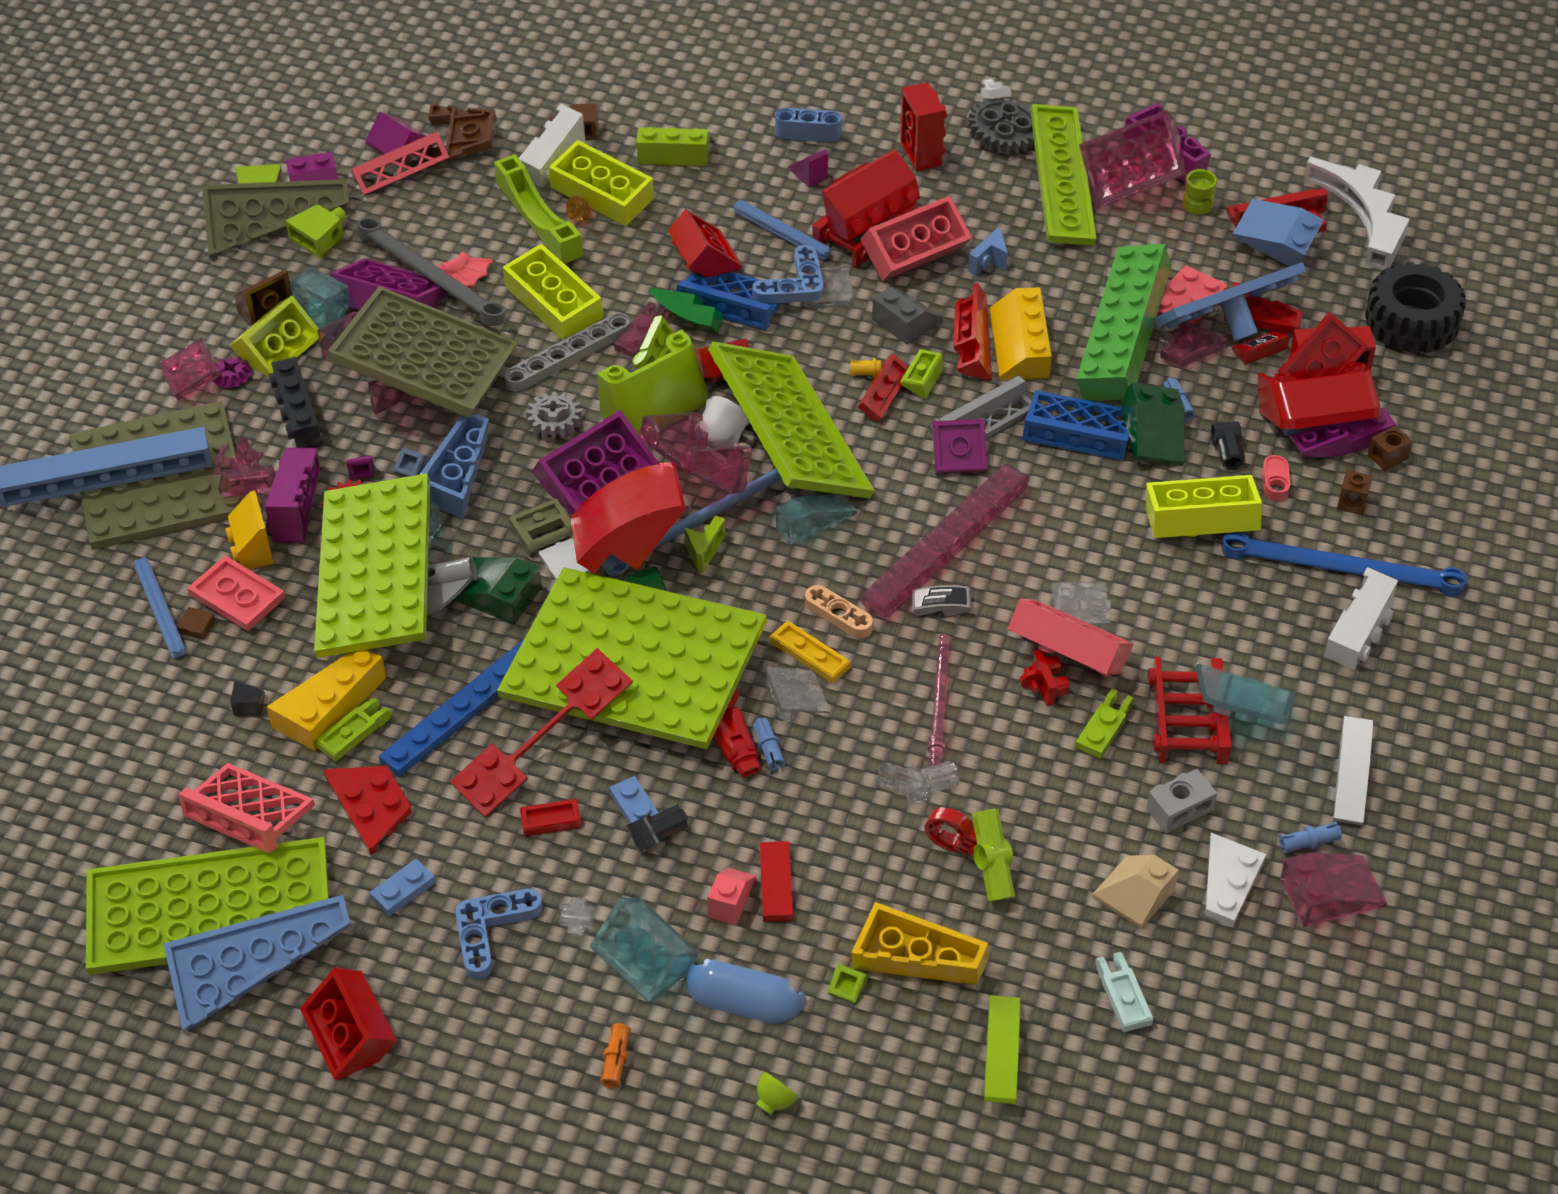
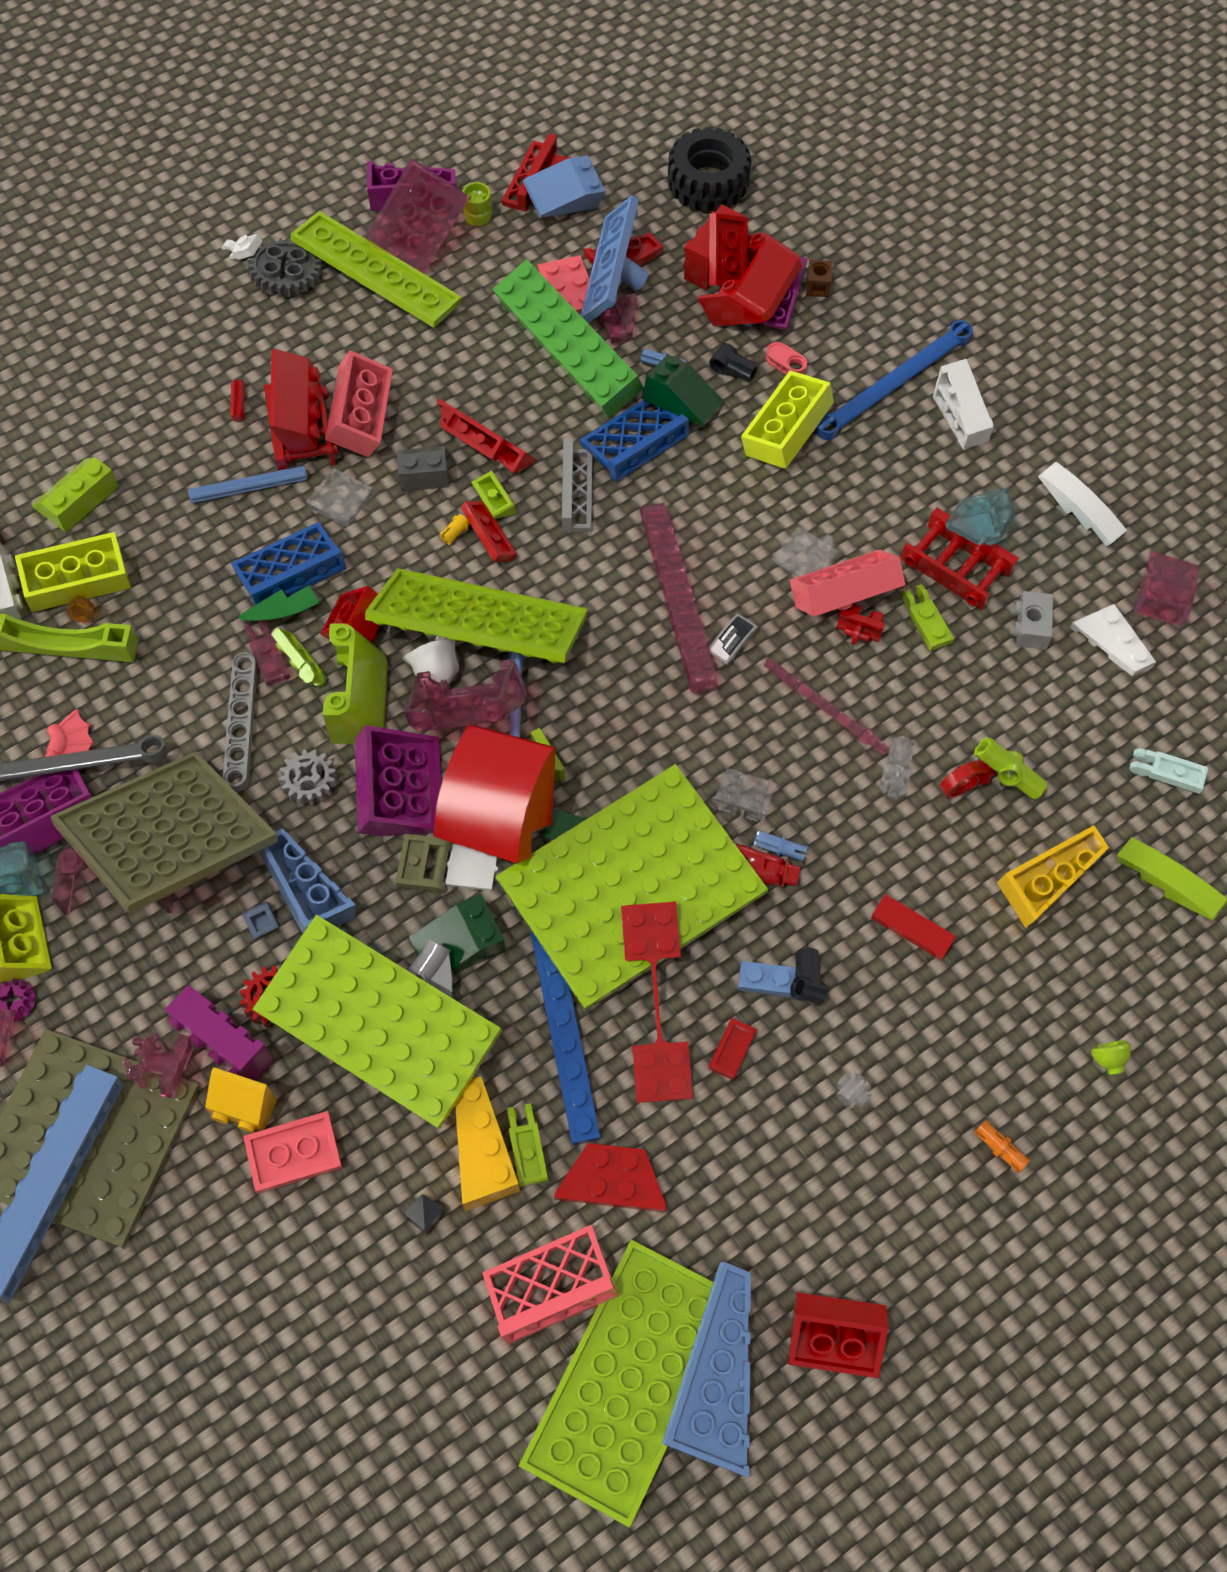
camera: 55 degrees left, 15 degrees up
(160, 608) = (252, 1228): medium blue axle -> none
(195, 623) = (295, 1207): reddish brown tile -> none
(296, 404) = (110, 969): black brick -> none
(360, 467) = (231, 962): magenta slope -> none
(402, 887) = (721, 1207): medium blue plate -> none
(484, 917) = (799, 1159): medium blue beam -> none
(553, 292) = (168, 688): neon yellow brick -> none
(643, 948) = (917, 1061): clear light blue slope -> none
(703, 246) = (220, 549): red slope -> none
(729, 895) = (907, 965): coral slope -> none
(744, 992) = (1001, 1019): medium blue brick -> none
(799, 285) = (328, 512): medium blue beam -> none
(808, 125) = (150, 388): medium blue beam -> none
(810, 651) = (710, 757): yellow tile -> none
(811, 514) = (577, 669): clear light blue slope -> none
(812, 168) = (199, 419): magenta slope -> none
(843, 621) = (666, 712): light nougat beam -> none
(847, 983) = (1039, 939): lime slope -> none
(922, 126) = (246, 316): red brick -> none
(959, 446) = (595, 524): magenta plate -> none
(989, 251) = (413, 367): medium blue slope -> none
(1021, 335) = (515, 409): yellow slope -> none
(1138, 887) = (1087, 698): tan slope -> none
(1261, 347) = (656, 279): red slope -> none
(1310, 837) = (1118, 569): medium blue pin -> none
(1354, 492) = (843, 326): reddish brown brick -> none
(1373, 206) = (587, 122): white arch -> none

